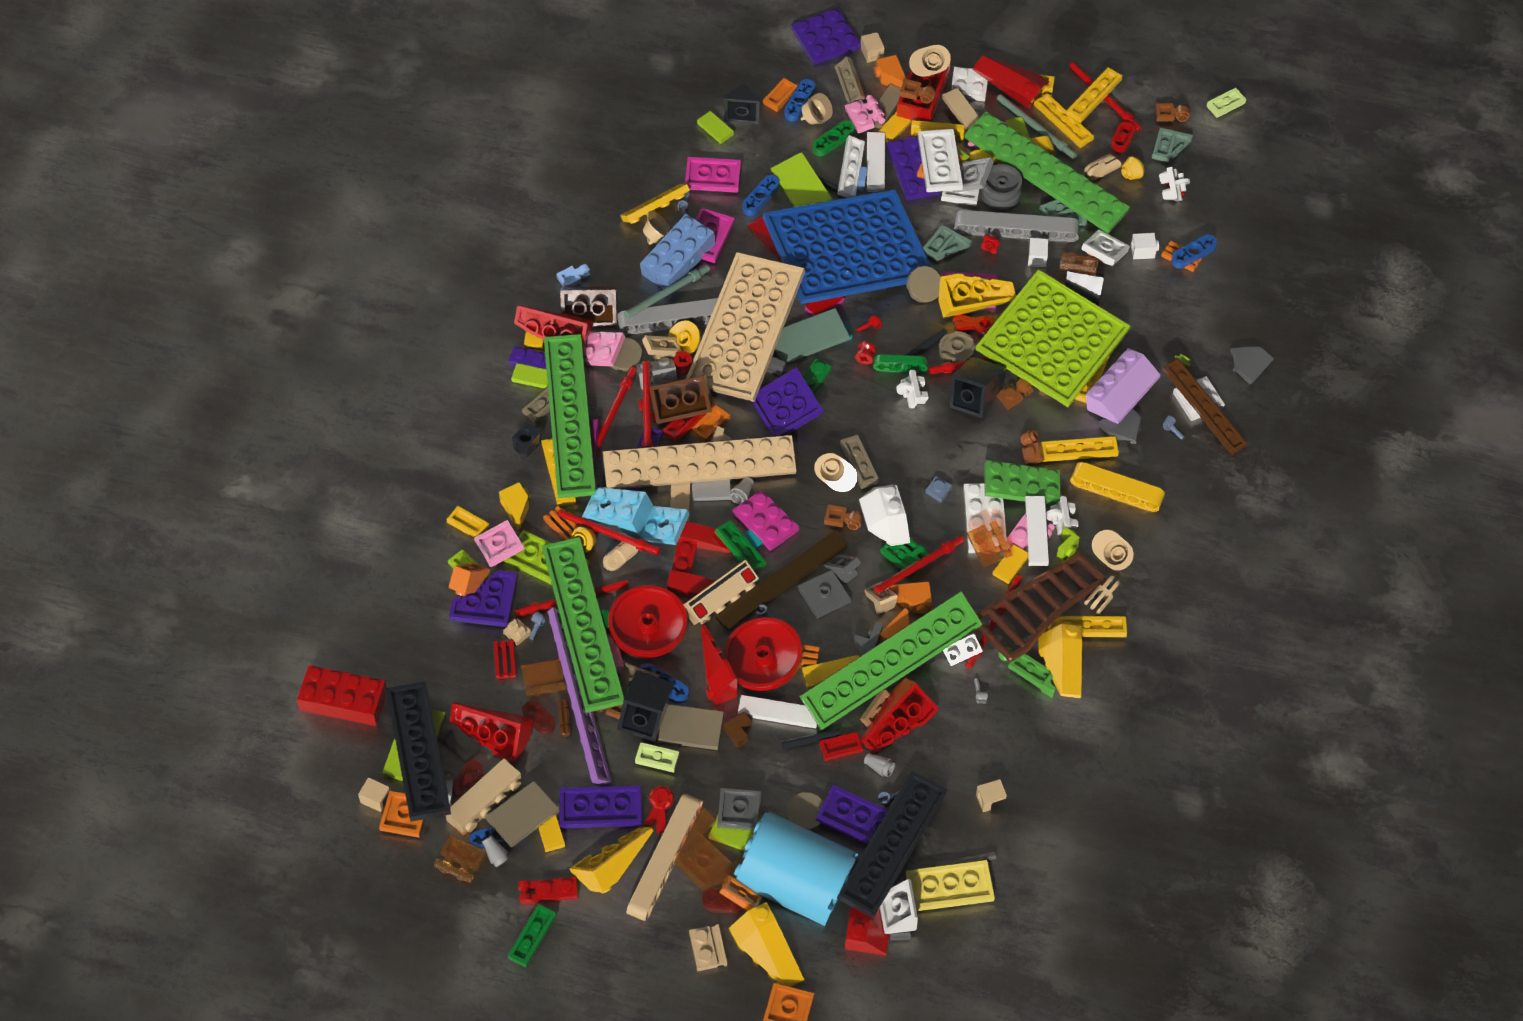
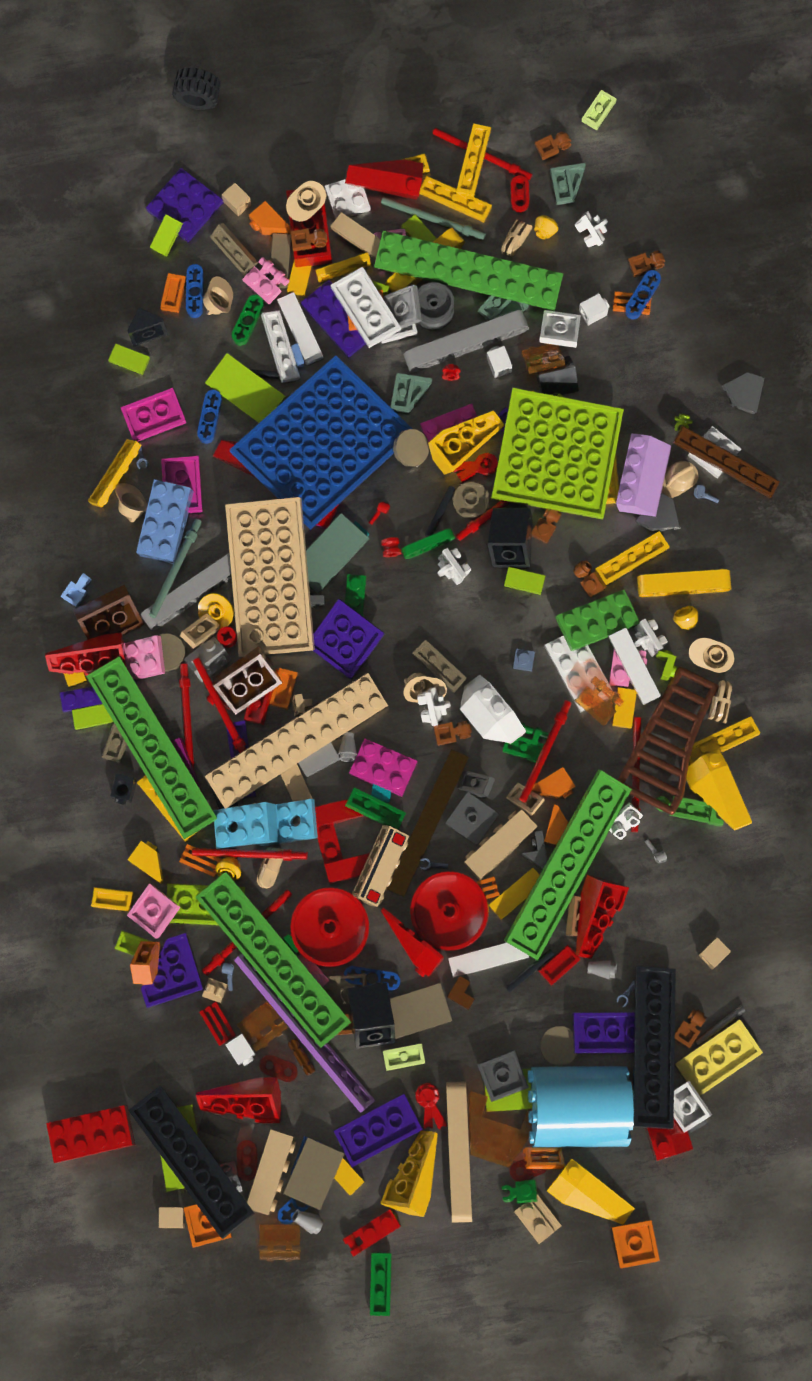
camera: 20 degrees left, 20 degrees up
(513, 687) = (241, 1050): none -> white brick
(706, 917) = (524, 1192): none -> green plate
(797, 49) = (166, 235): none -> lime tile
(838, 486) = (436, 706): none -> white hips
(838, 623) = (500, 845): none -> tan brick
(932, 852) = (687, 1032): none -> dark orange plate
(972, 428) = (524, 580): none -> lime tile
(1105, 514) = (686, 617): none -> yellow cone
(1155, 405) = (679, 478): none -> tan piece
(1203, 227) = (641, 264): none -> dark orange plate

